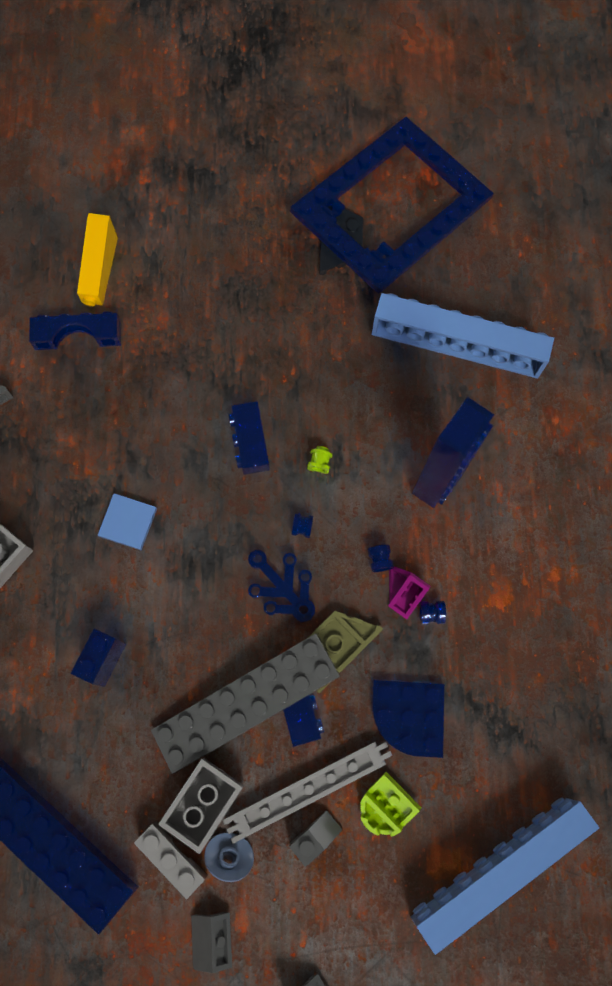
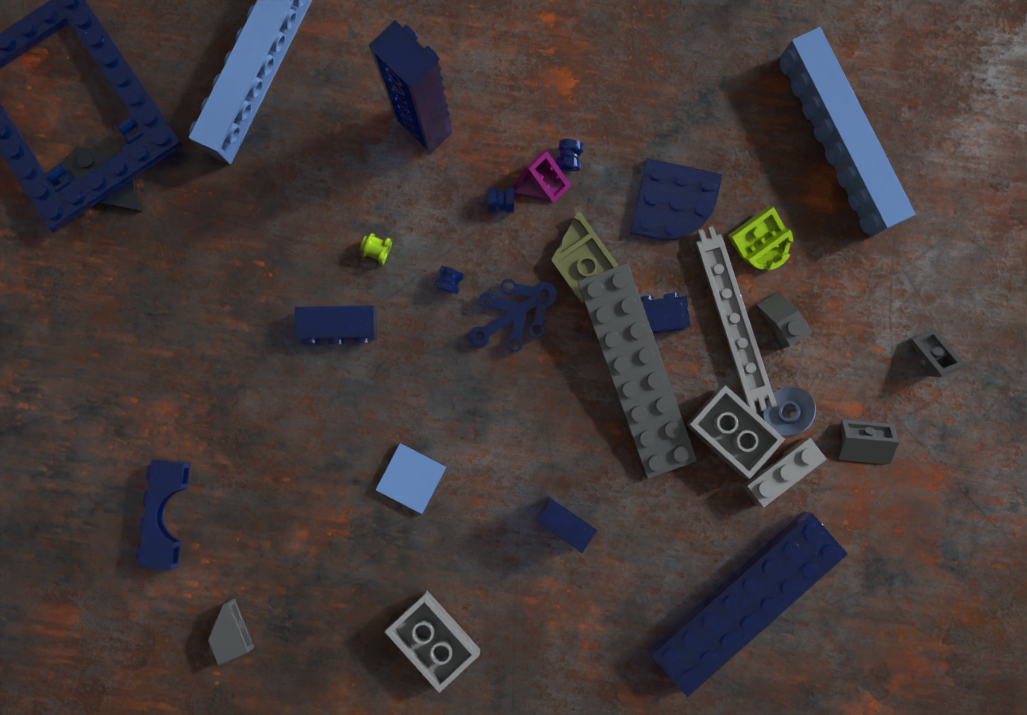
camera: 80 degrees left, 10 degrees up
(96, 259) = (74, 477): yellow slope -> none

